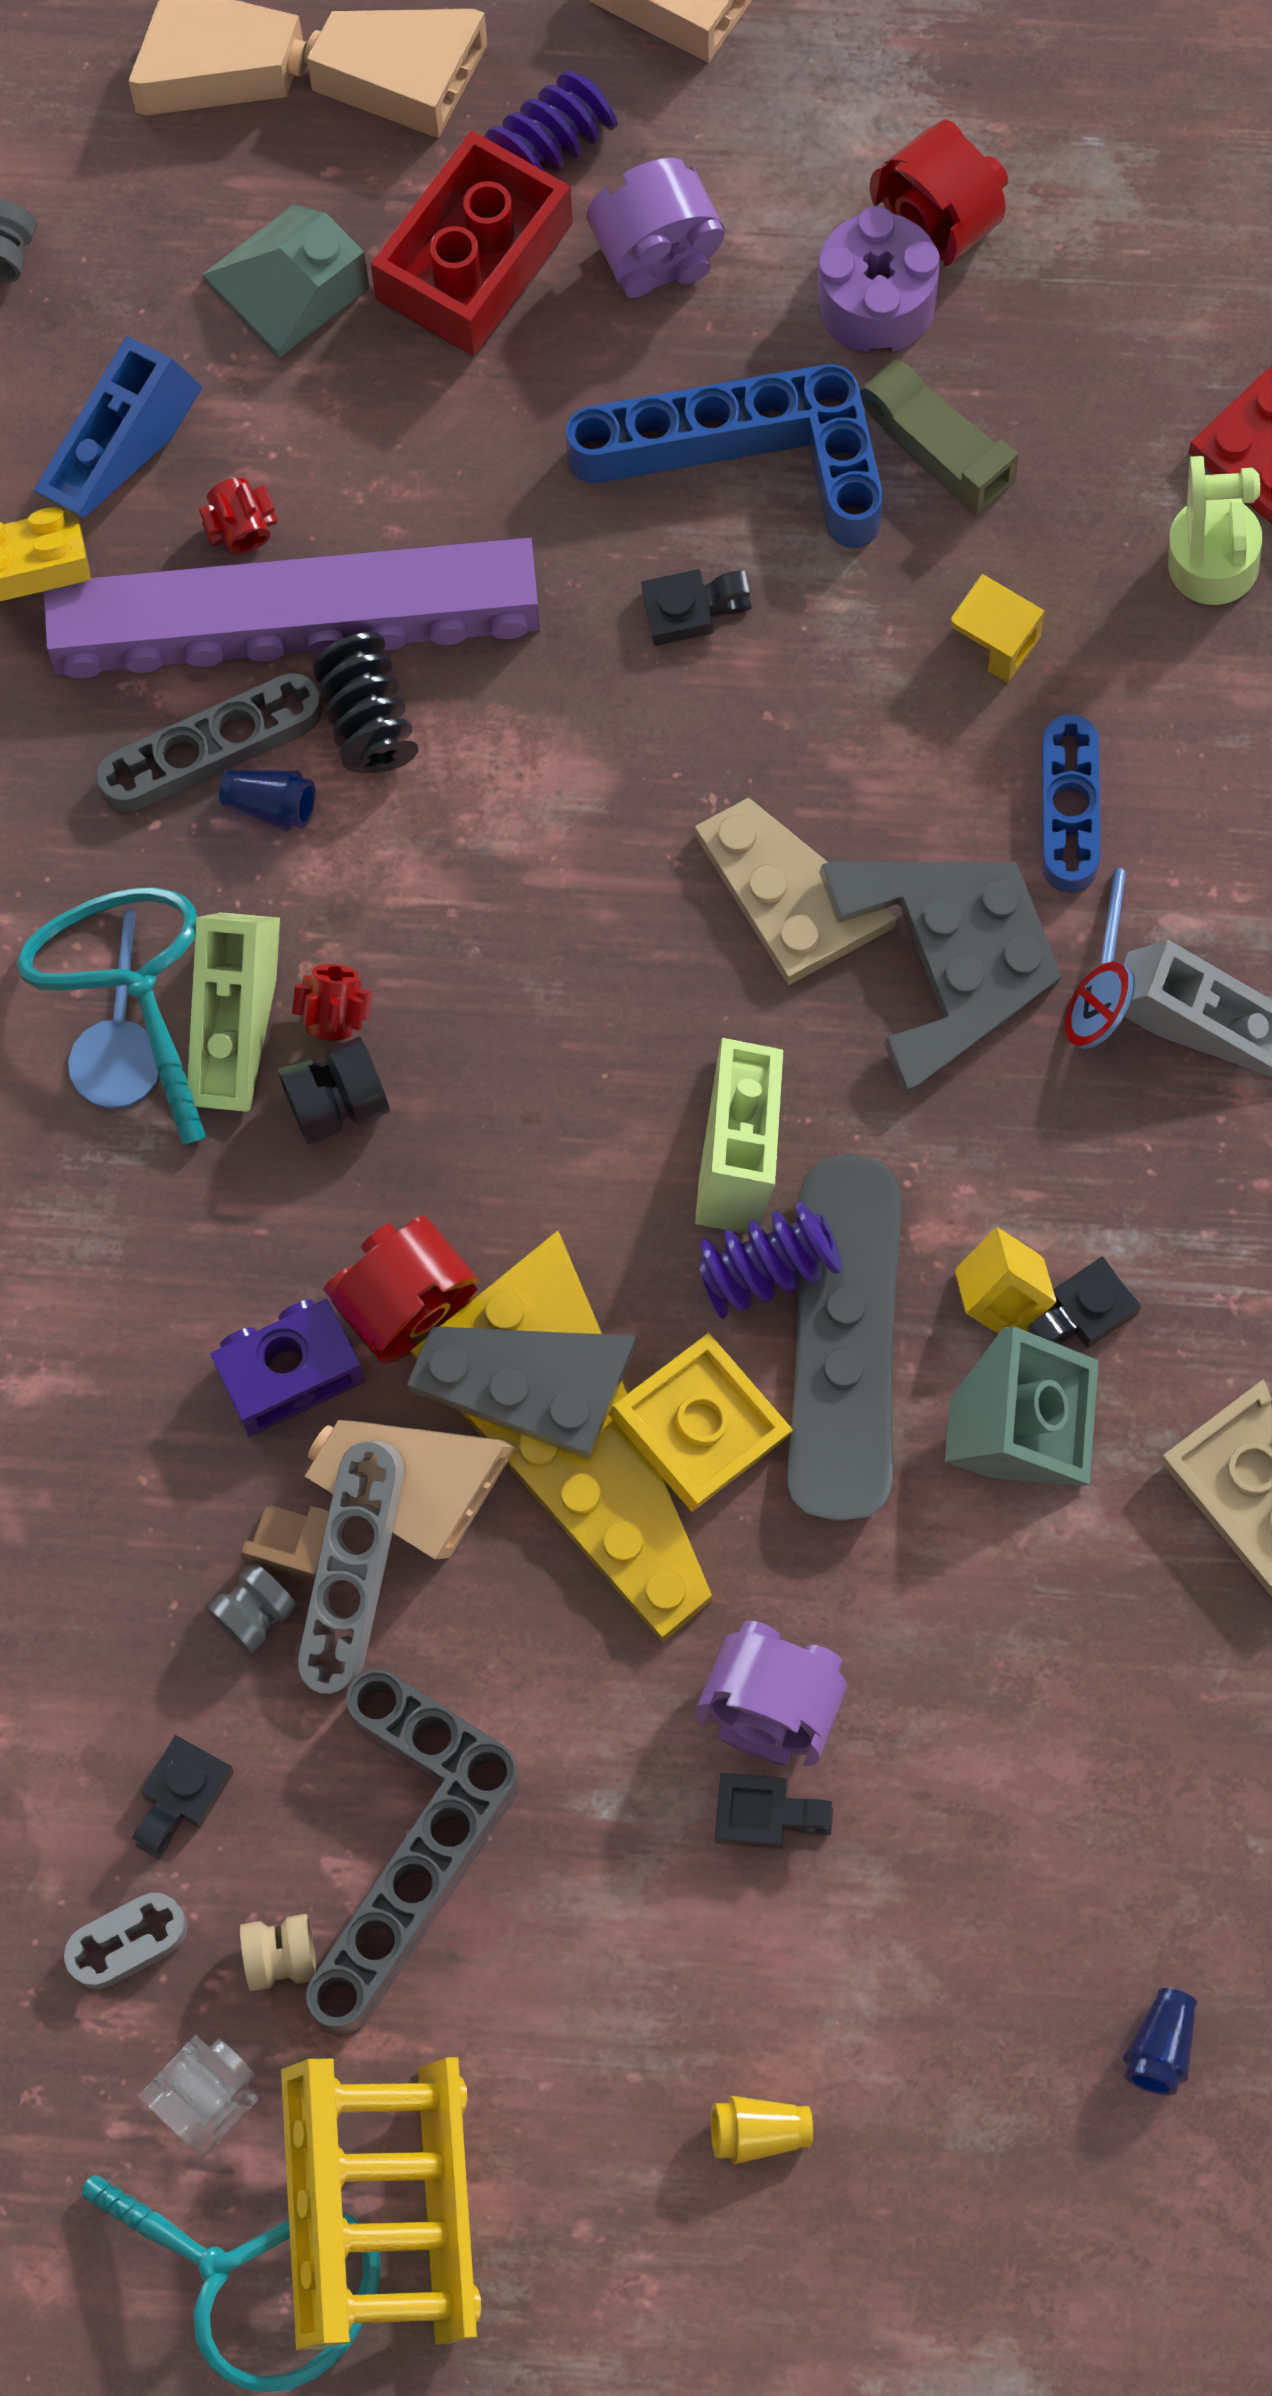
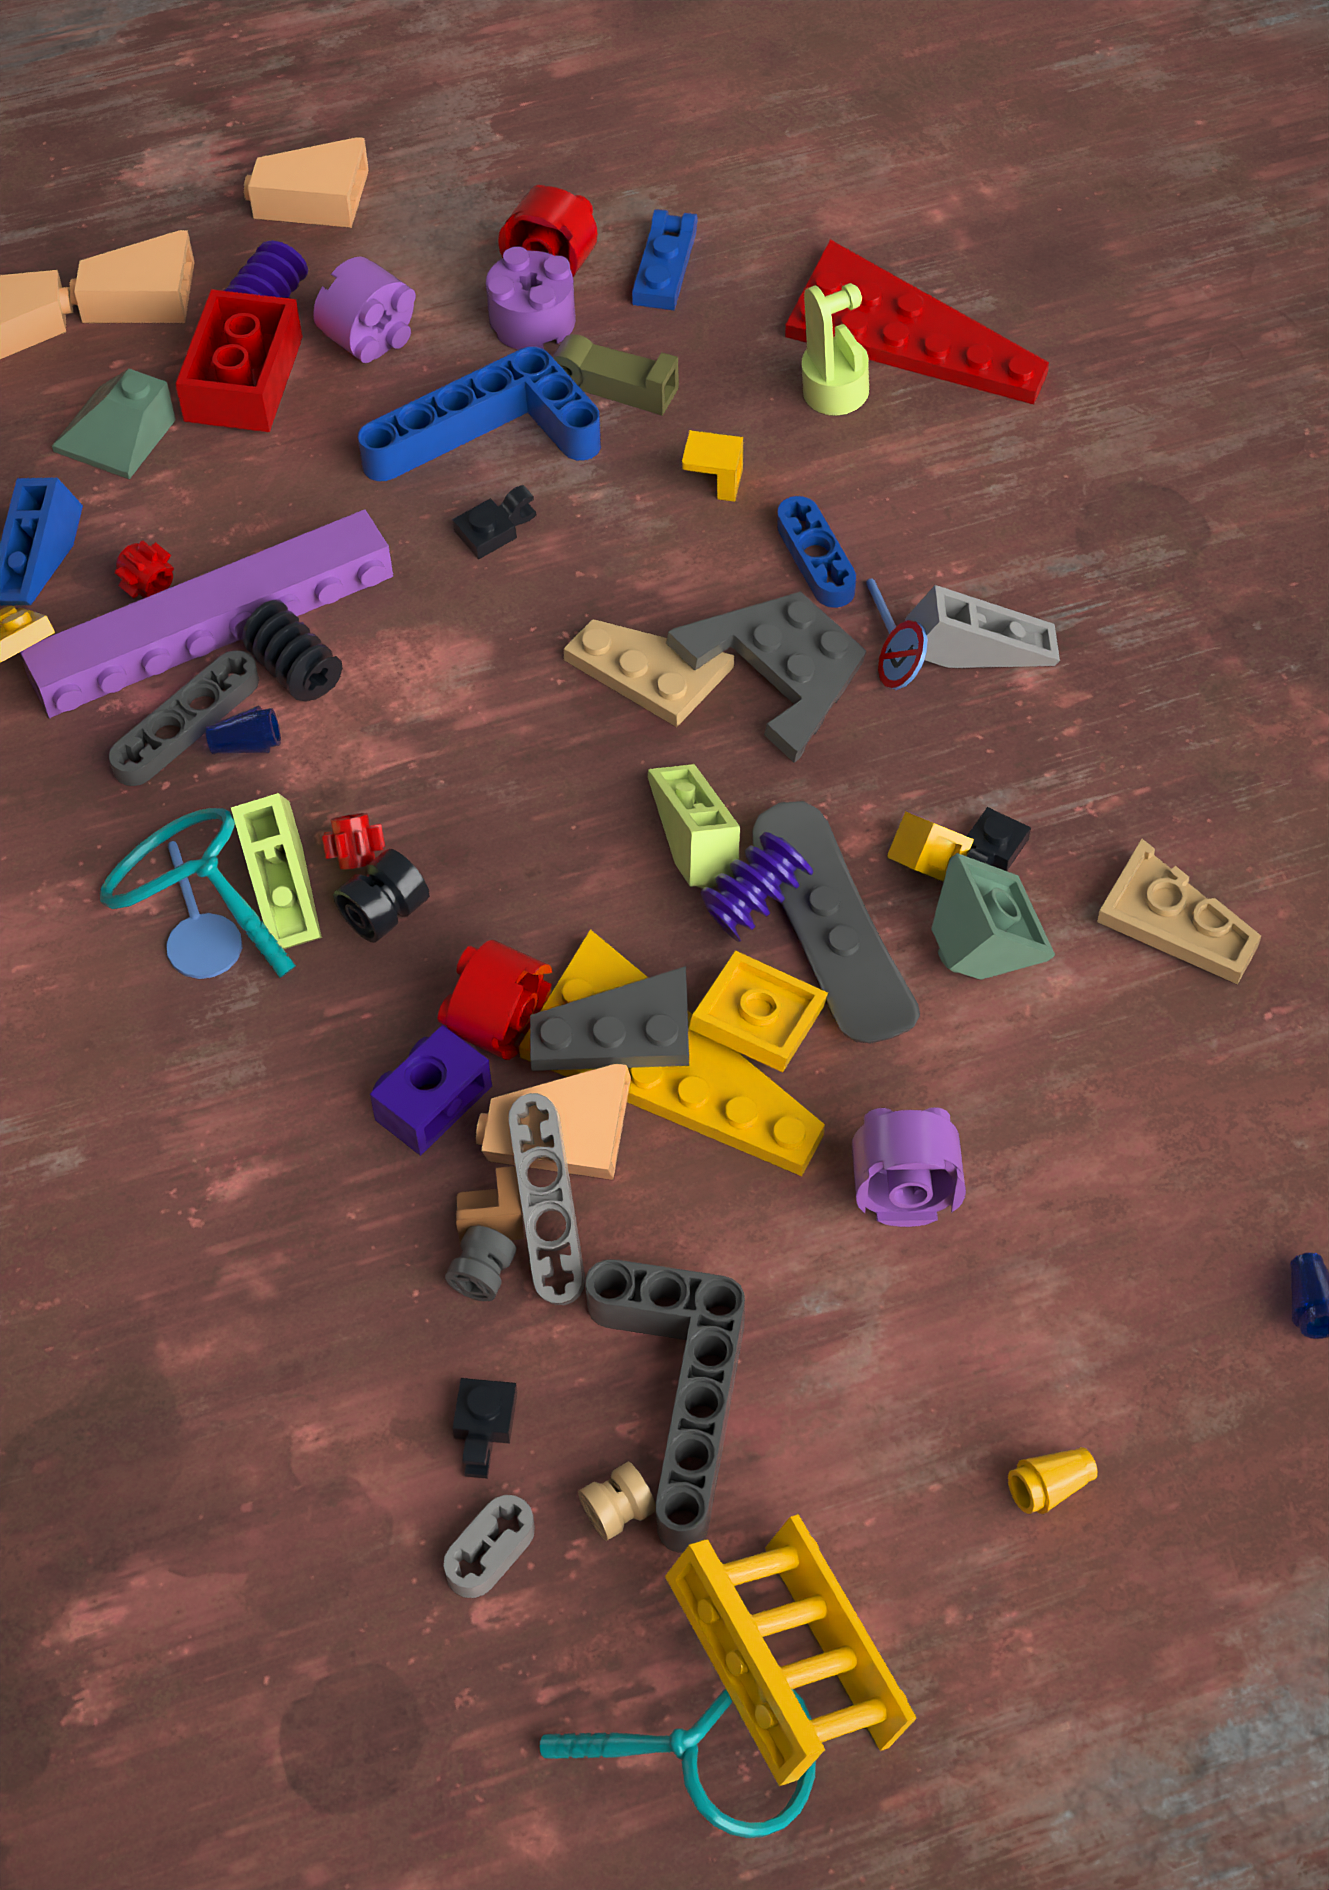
camera: 25 degrees left, 15 degrees down
(201, 2093) = (608, 1624): clear brick -> none
(757, 1811) = (937, 1257): black plate -> none
(1084, 275) = (664, 260): none -> blue plate

